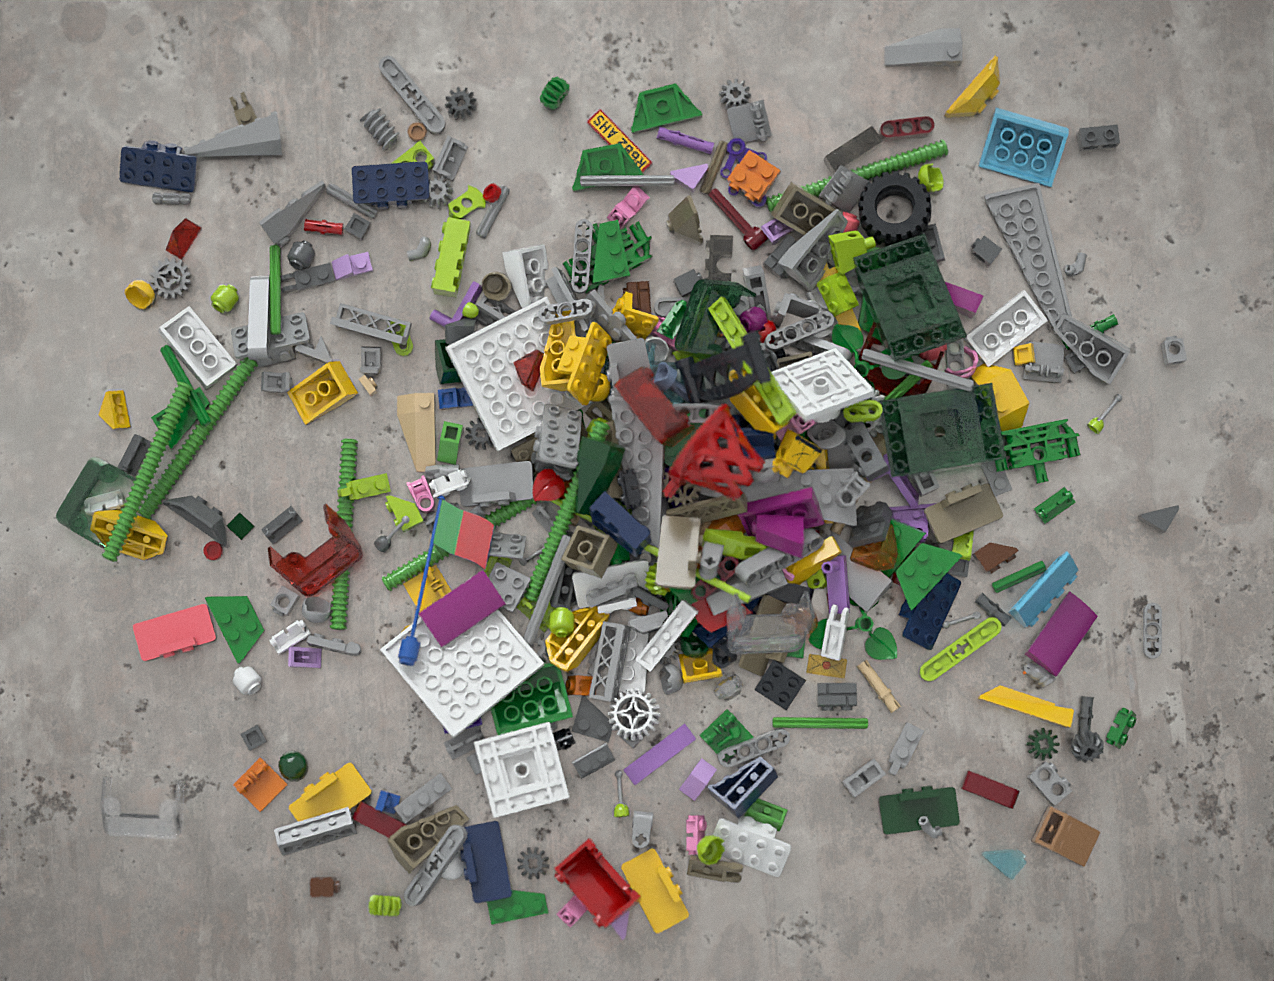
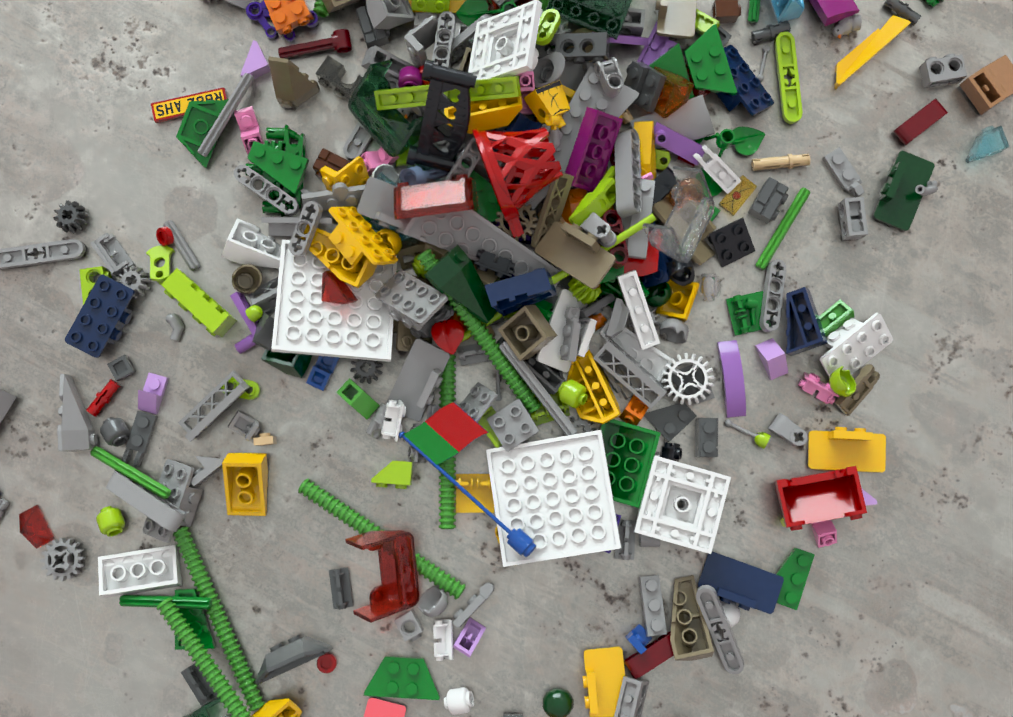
camera: 60 degrees left, 0 degrees up
(114, 410) = (149, 677): yellow slope -> none
(140, 294) = (59, 594): yellow hair -> none
(240, 526) = (319, 625): dark green slope -> none
(275, 382) = (212, 519): light grey bracket -> none
(347, 198) = (92, 362): light grey axle -> none
(366, 487) = (352, 495): lime hinge -> none
(380, 129) = (48, 299): light grey piece -> none
(383, 542) = (410, 508): hinge -> none
(384, 905) = (729, 695): lime gear -> none
(417, 132) = (71, 269): medium nougat tile -> none
(418, 423) = (325, 417): tan wedge -> none
(421, 491) = (385, 449): bright pink piece -> none
(462, 608) = (510, 473): magenta slope -> none
(526, 863) = (761, 549): dark grey gear -> none
(554, 93) = (112, 131): green gear -> none
(662, 107) = (183, 51): green wing -> none
(673, 320) = (369, 146): green hinge -> none
(685, 140) = (220, 51): medium lavender pin -> none
(686, 281) = (344, 119): dark grey brick -> none
(714, 167) = (259, 37): dark tan axle -> none
(776, 230) = (346, 18): lavender slope -> none
(780, 533) = (610, 157): magenta slope -> none
(1036, 746) = (907, 50): dark green gear -> none
(1087, 746) = (931, 21): dark grey gear -> none

